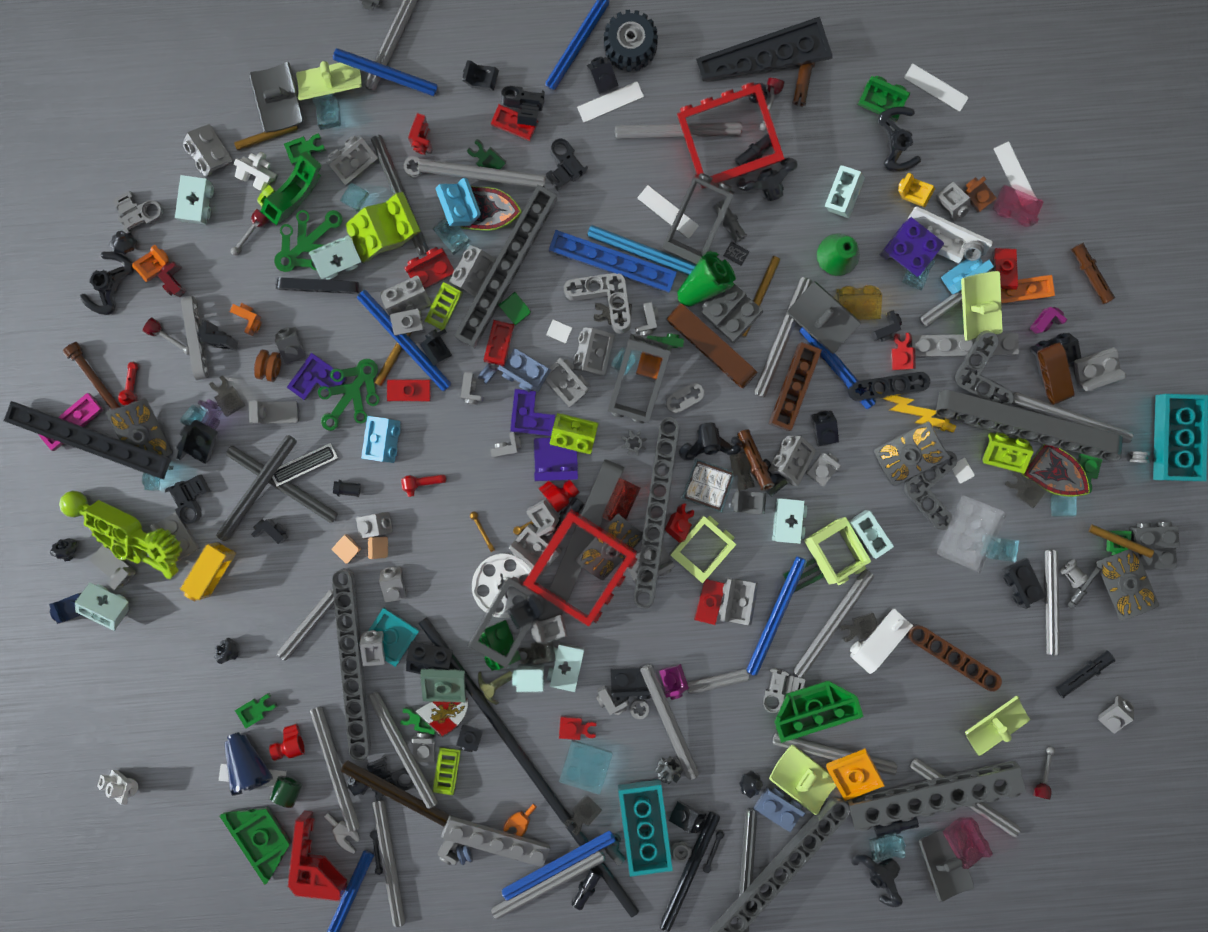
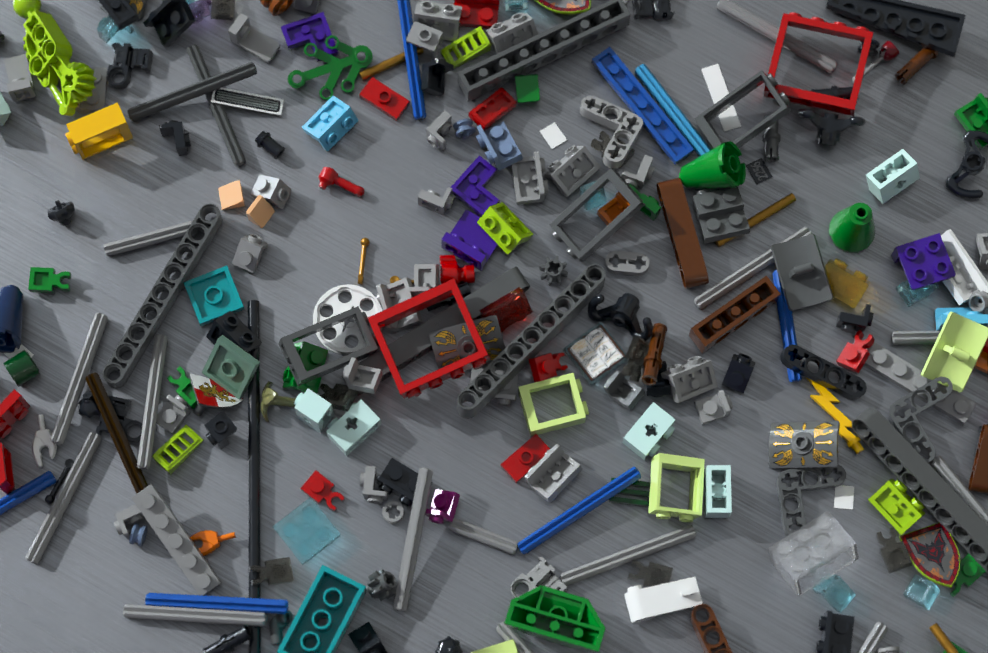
camera: 35 degrees right, 15 degrees down
(290, 747) = (55, 332): red piece -> none
(372, 648) = (192, 291): light grey bracket -> none
(526, 611) = (353, 343): black bracket -> none
(915, 190) = (959, 217): yellow bracket -> none

